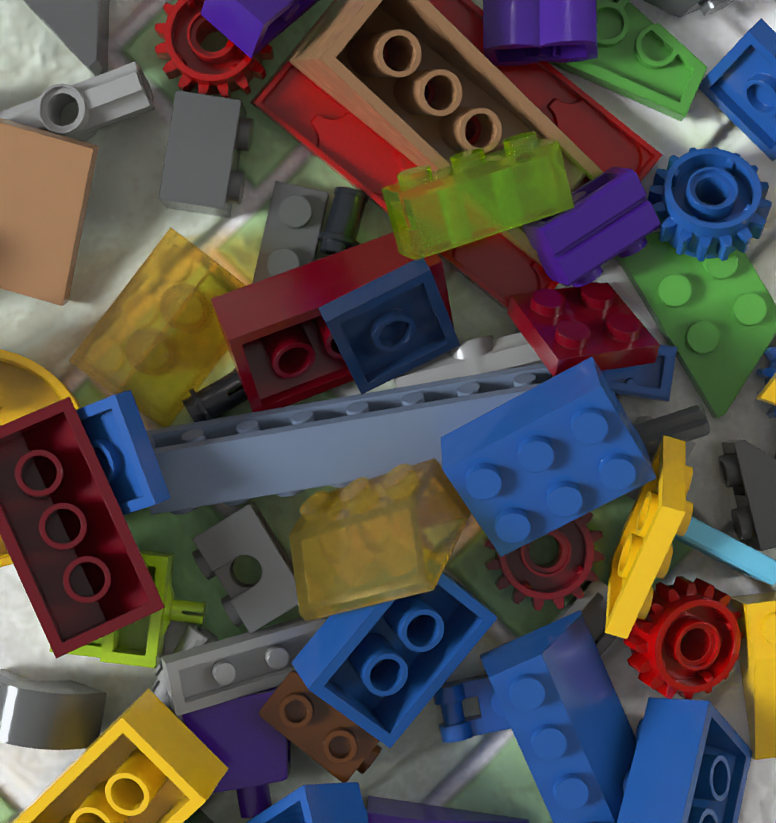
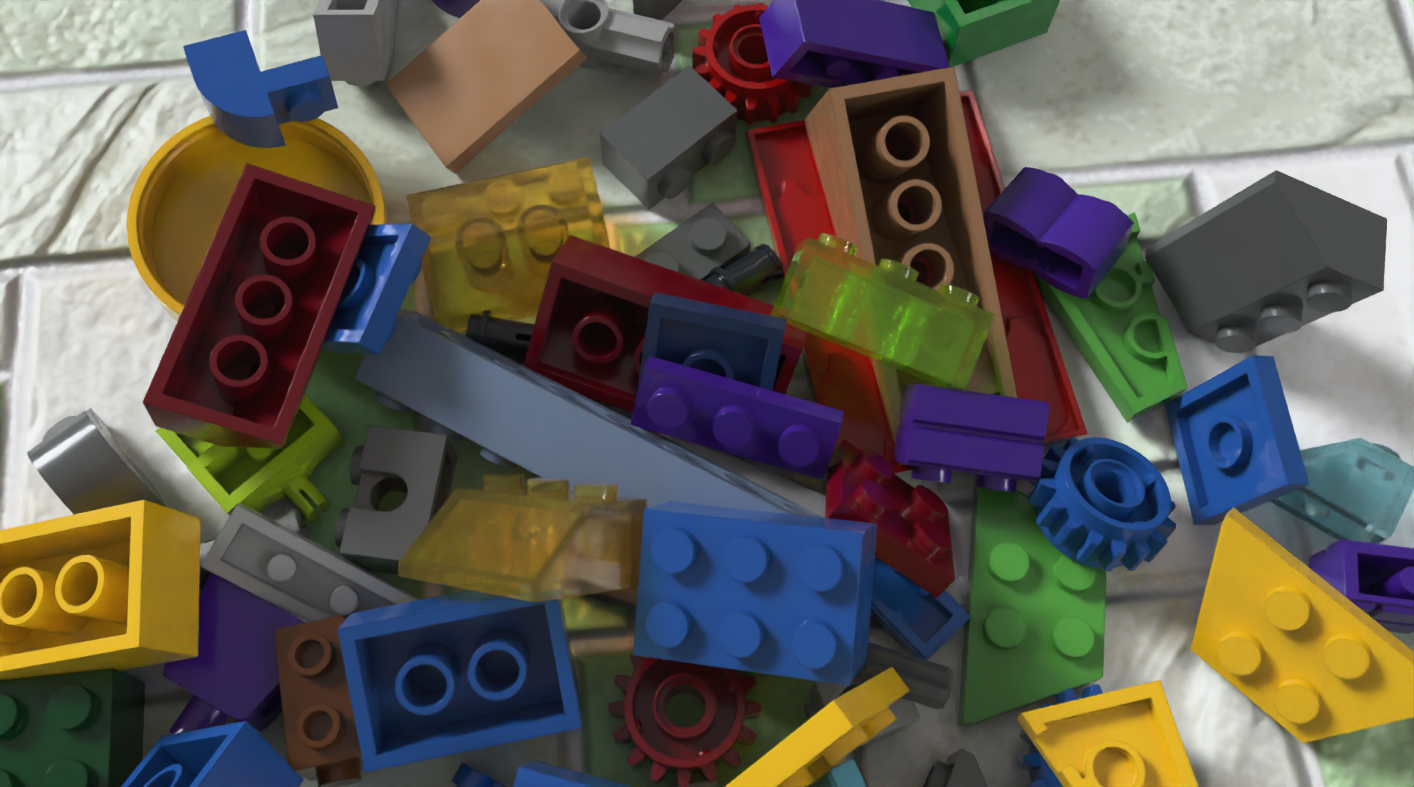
camera: 35 degrees right, 20 degrees down
(434, 343) = (736, 417): none -> dark purple plate

